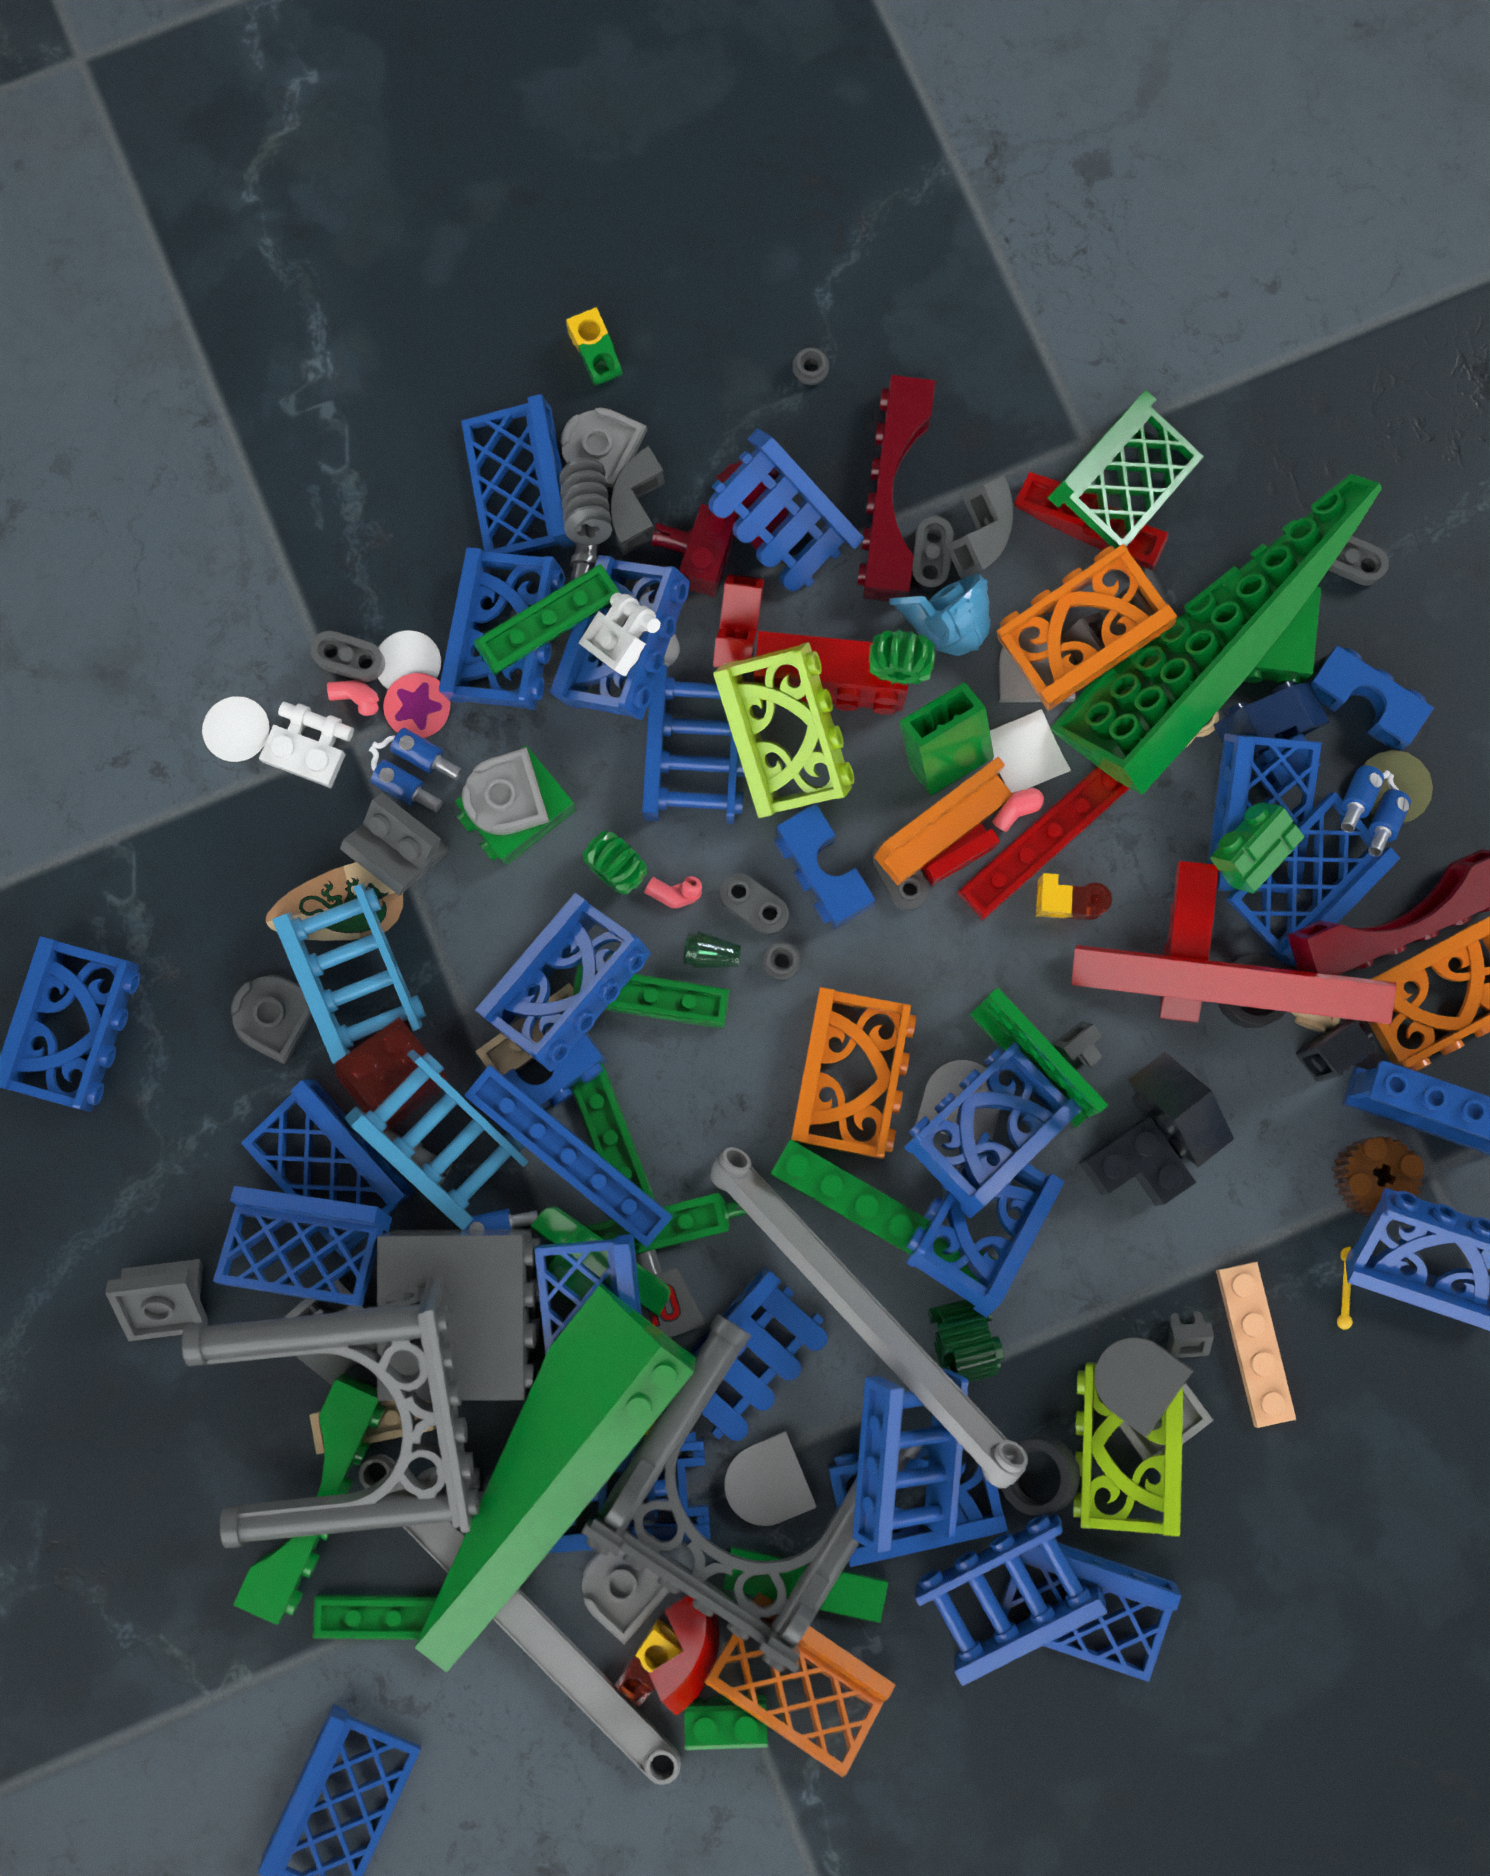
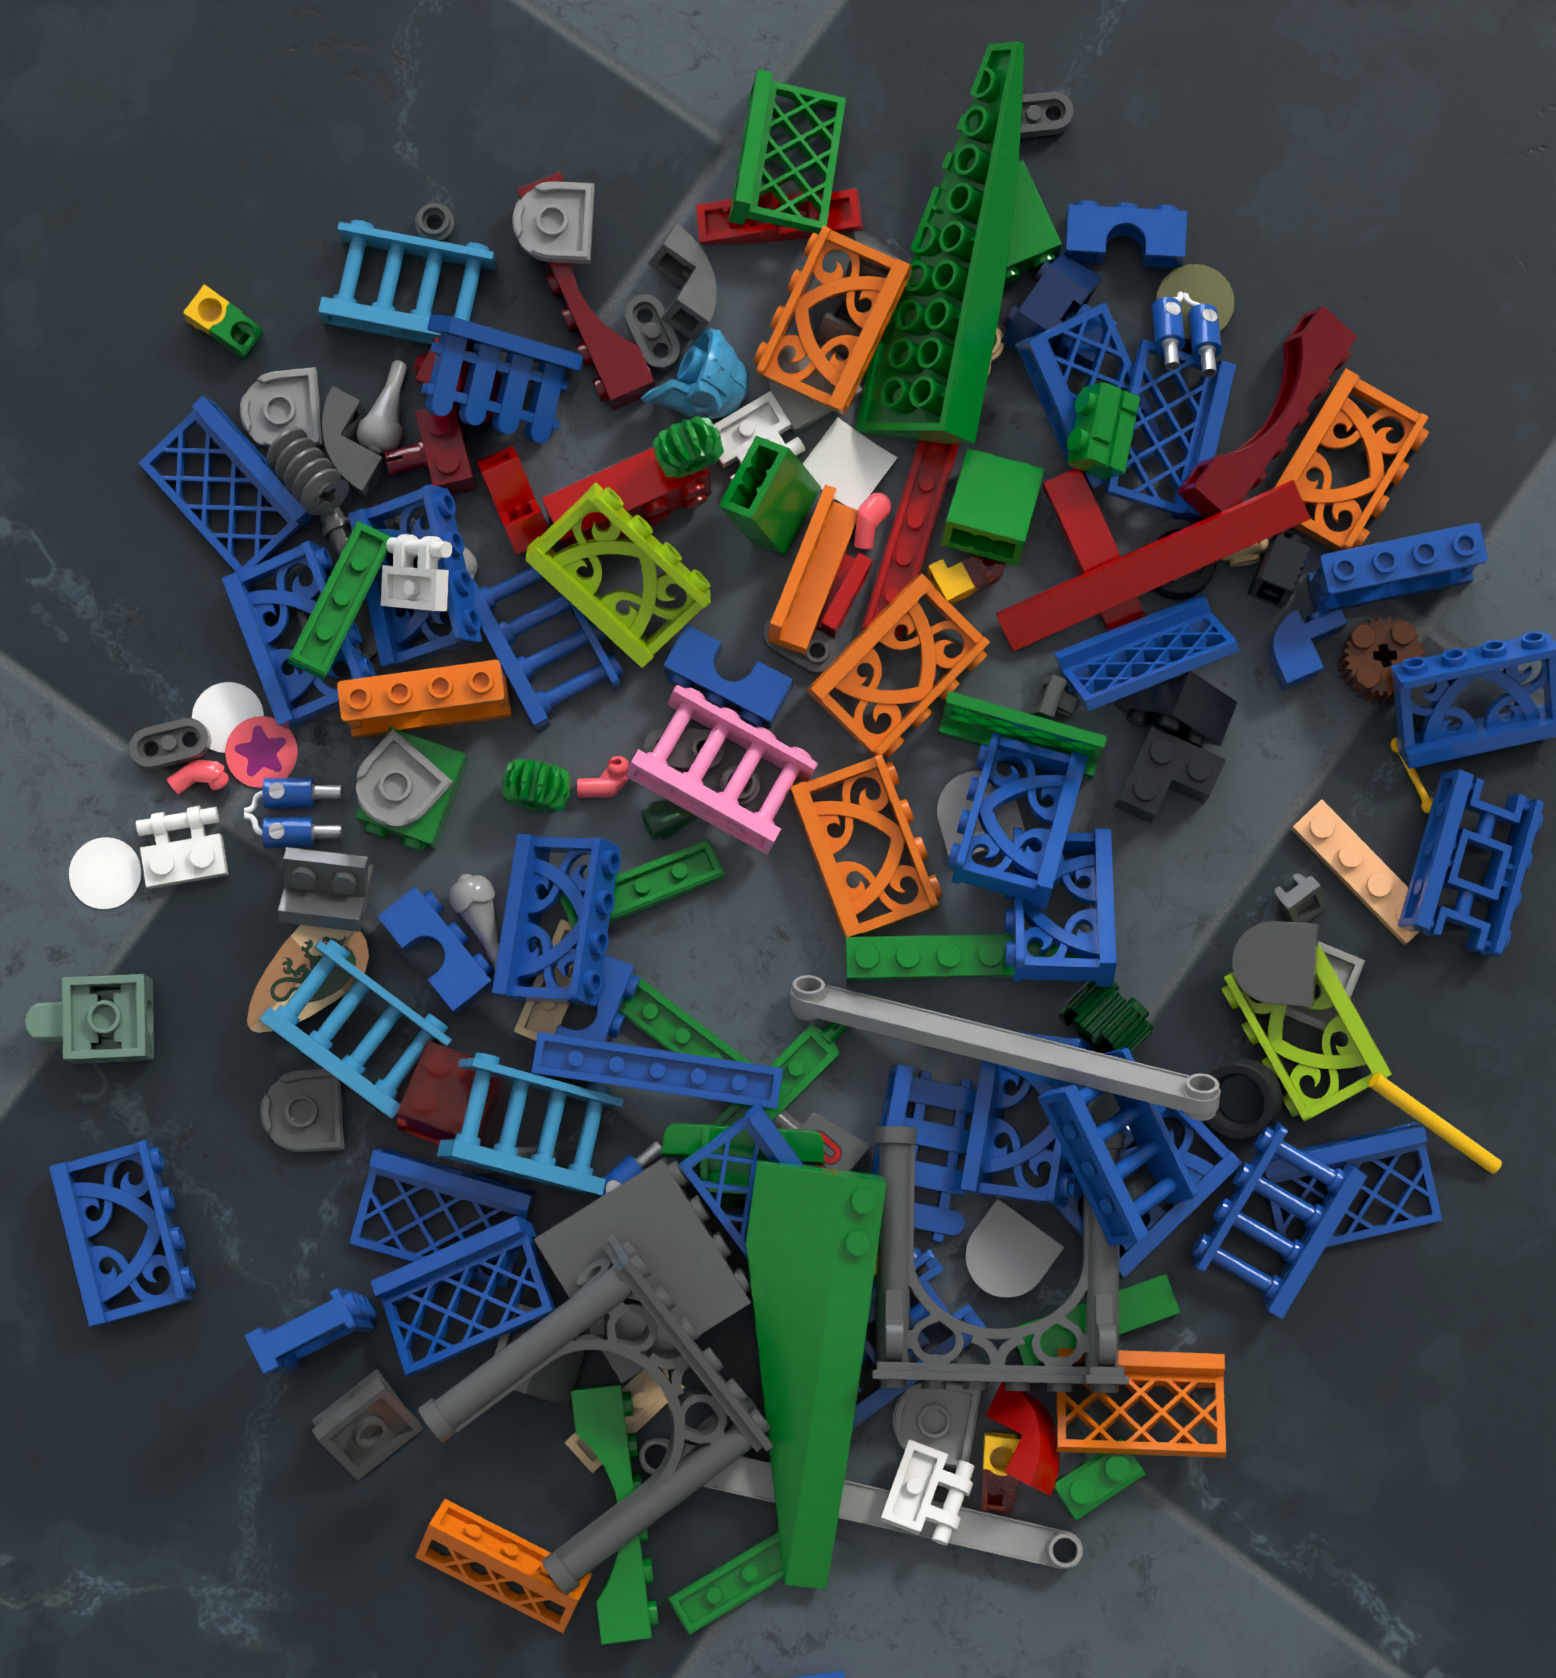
camera: 30 degrees left, 0 degrees up
(132, 1199) = (283, 1347): none -> blue fence
(154, 842) = (99, 1019): none -> sand green brick
(203, 1476) = (505, 1559): none -> orange fence
(462, 980) = (416, 920): none -> blue arch
(508, 926) = (473, 900): none -> light grey piece
(567, 738) = (425, 699): none -> orange fence
(570, 1635) = (914, 1489): none -> white plate
(668, 502) = (382, 426): none -> light grey piece
(723, 415) = (381, 316): none -> dark azure fence
(753, 970) = (722, 807): none -> bright pink fence
(795, 1392) = (984, 1157): none -> blue fence
(907, 418) = (556, 222): none -> light grey tile
(977, 671) = (759, 418): none -> white plate
(1003, 900) = (843, 670): none -> orange fence
(1125, 856) = (992, 507): none -> green brick
(1191, 1598) = (1435, 1123): none -> yellow bar
(1194, 1042) = (1131, 647): none -> blue fence
(1307, 1119) = (1292, 646): none -> blue brick
(1333, 1374) = (1442, 856): none -> blue fence

